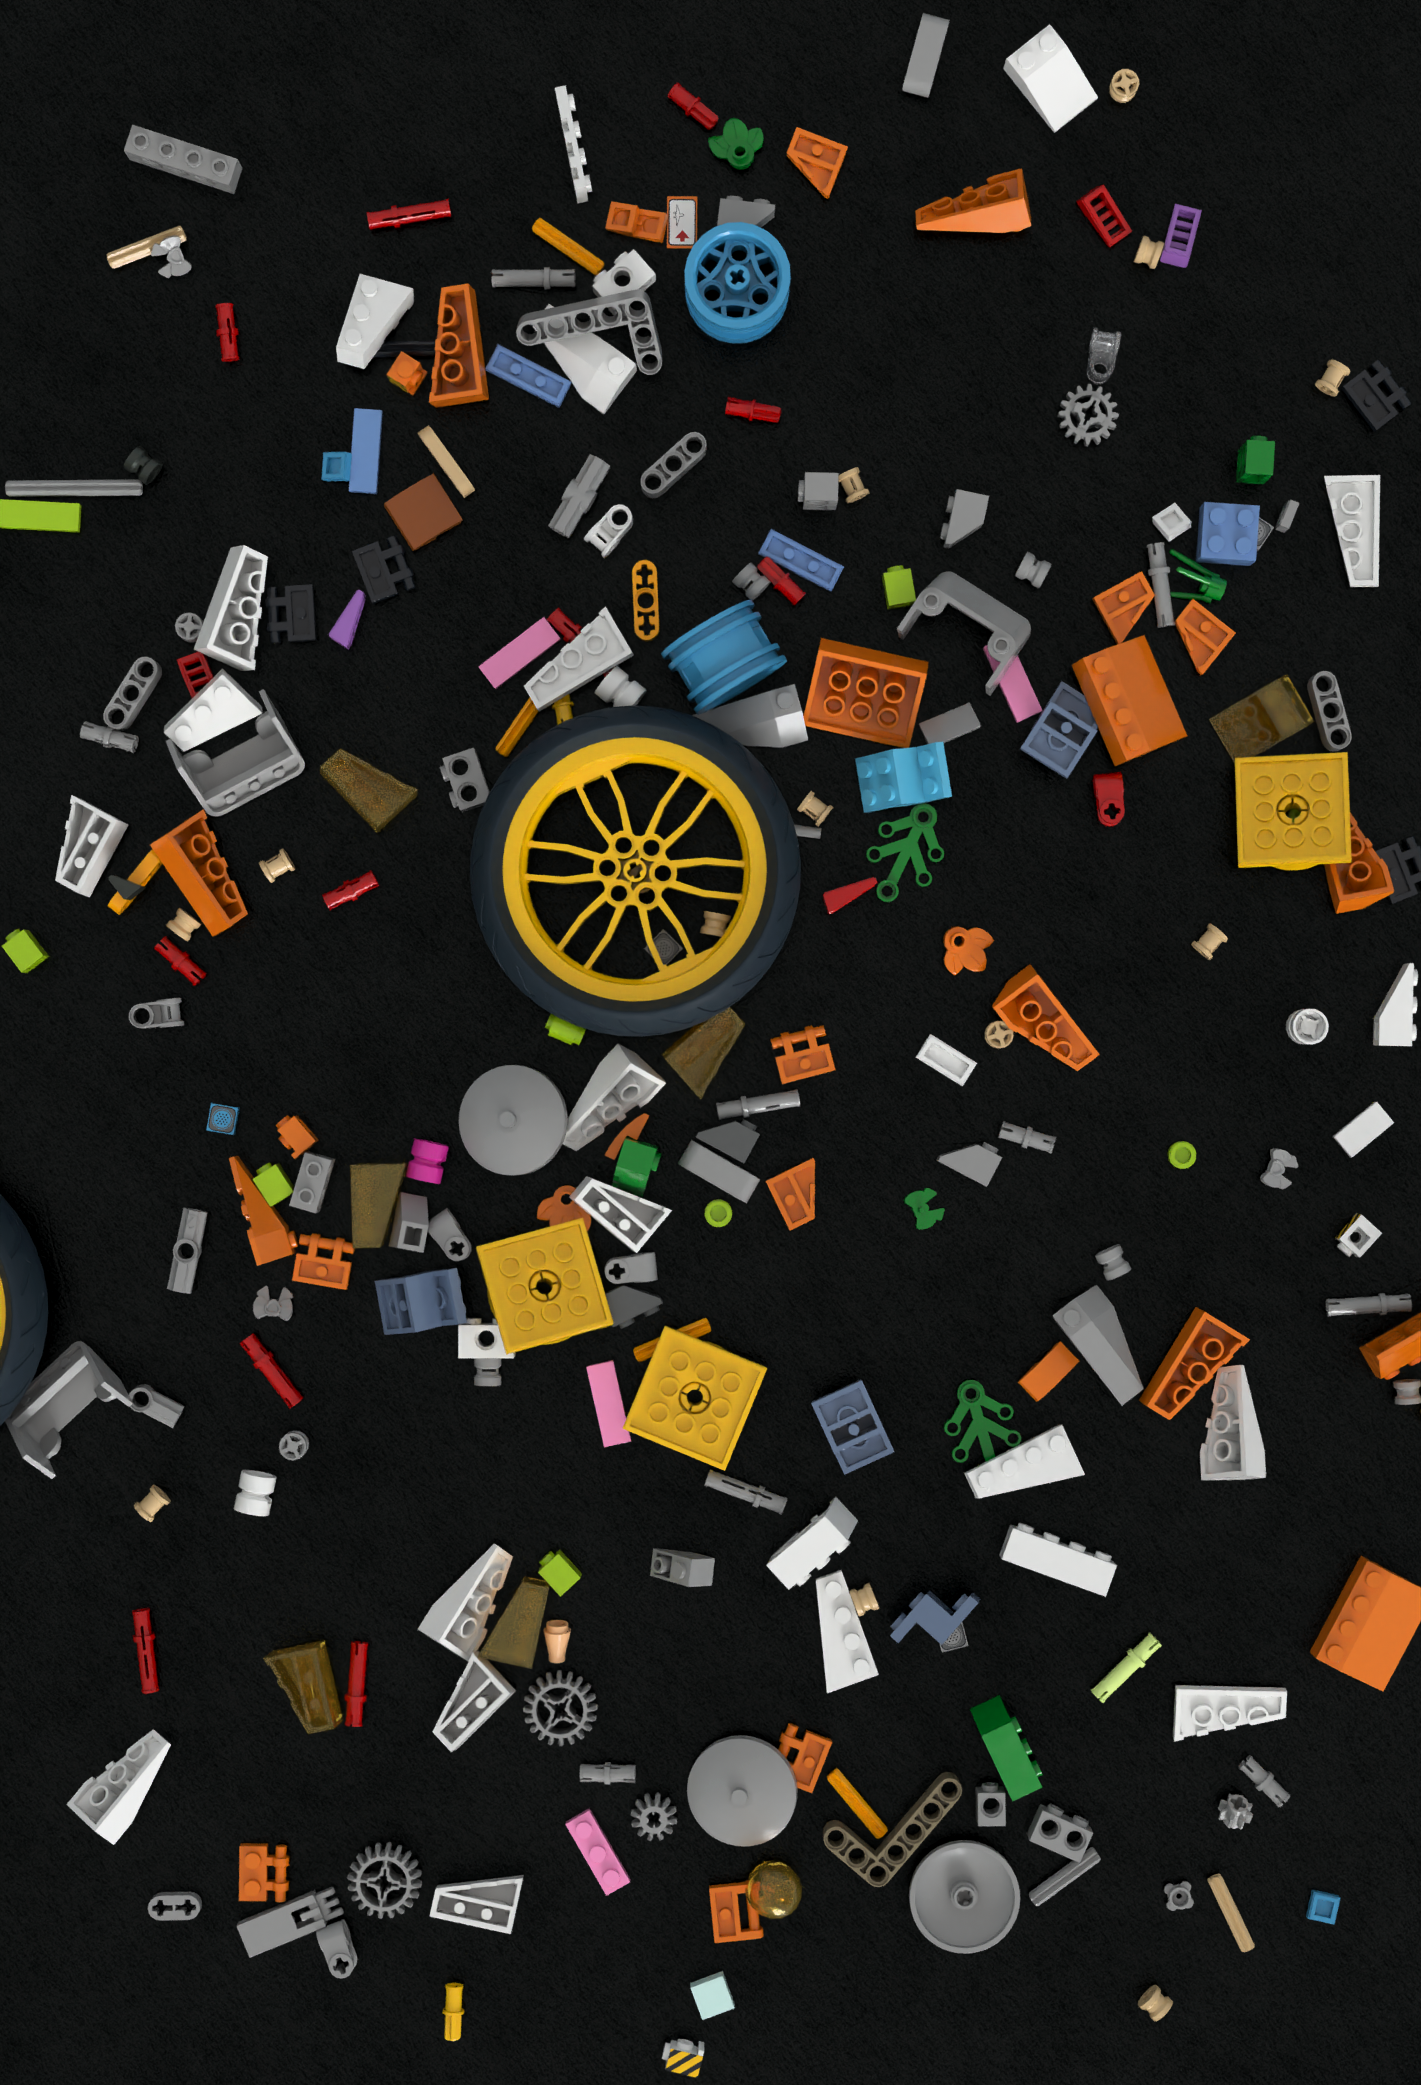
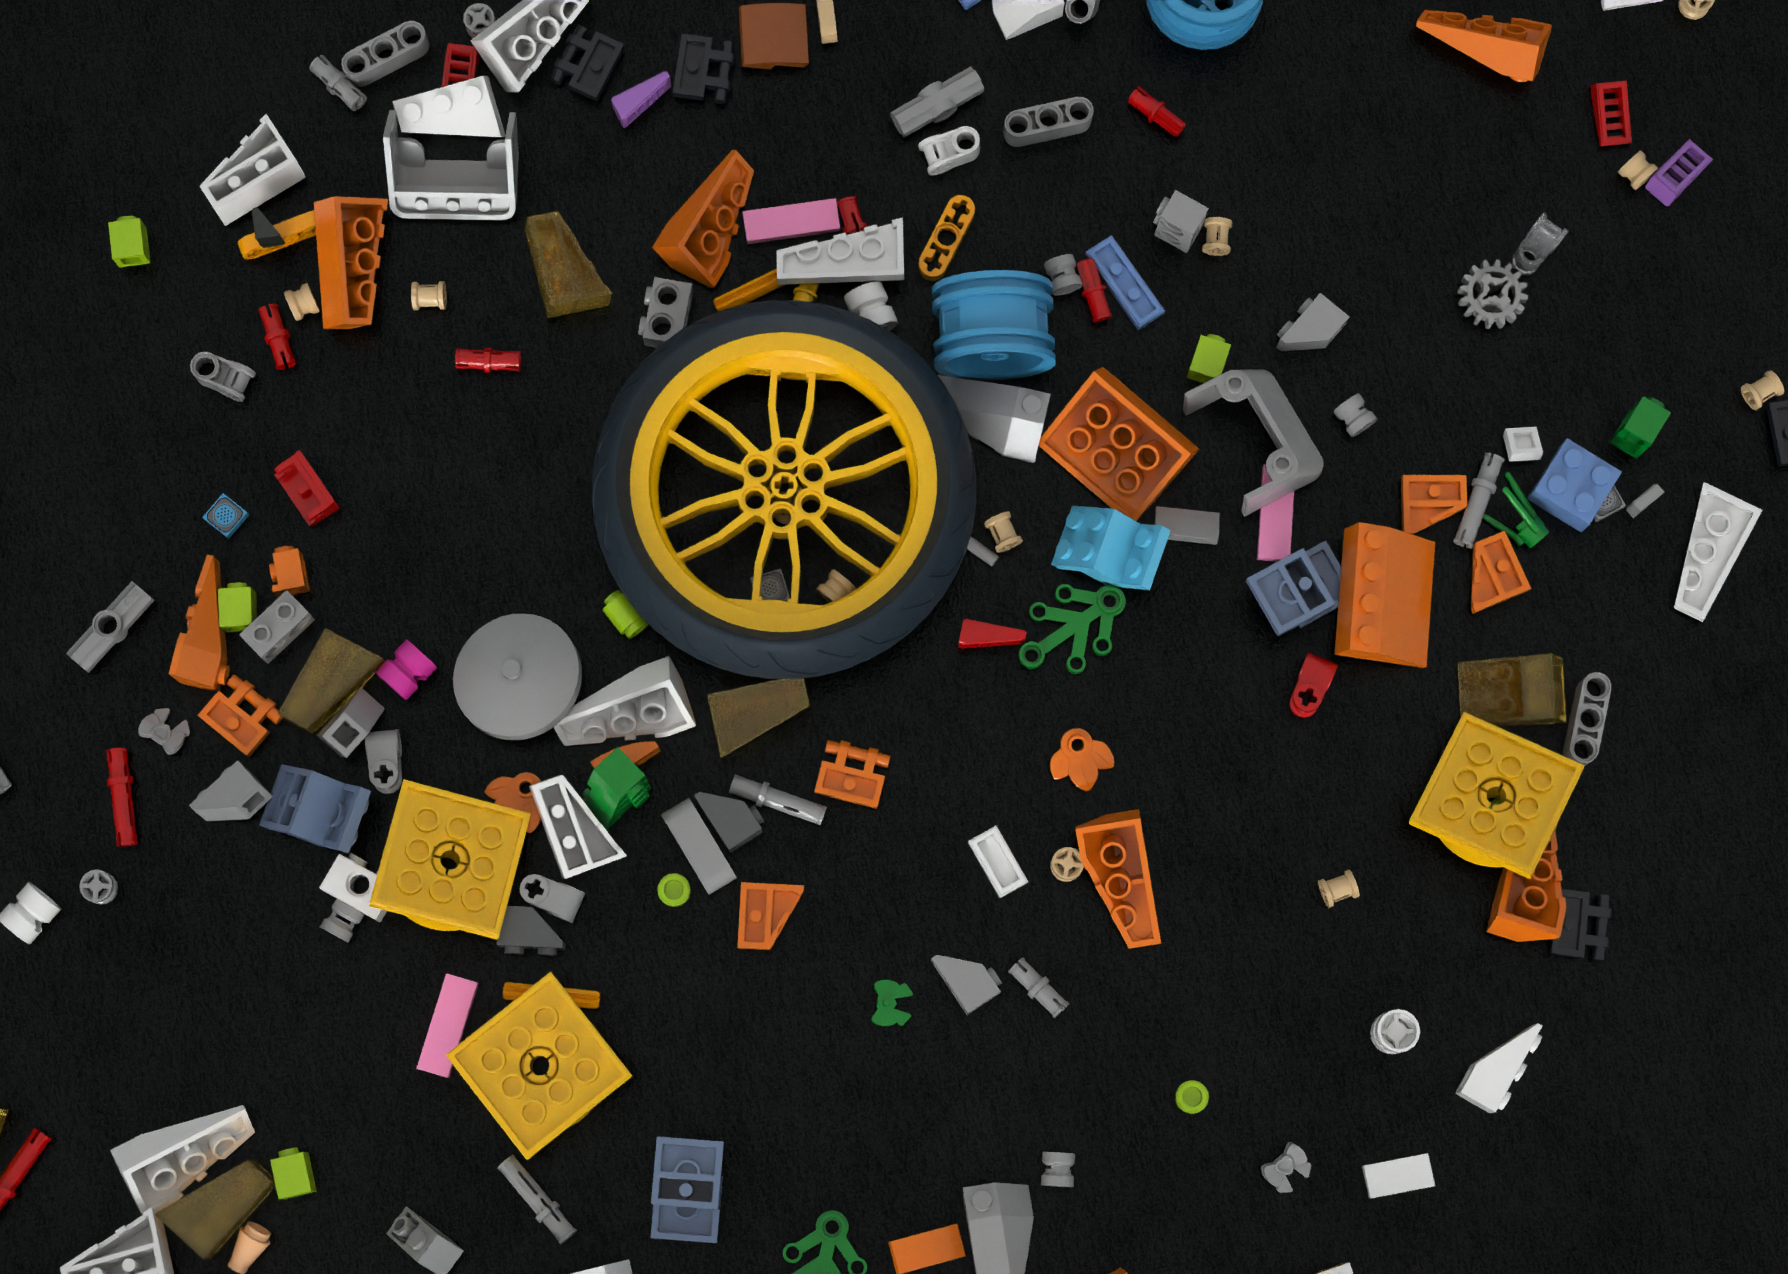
camera: 30 degrees right, 10 degrees down
(271, 1065) = (305, 489): none -> red hinge
(354, 1324) = (232, 796): none -> light grey slope
(455, 696) = (702, 229): none -> orange wedge

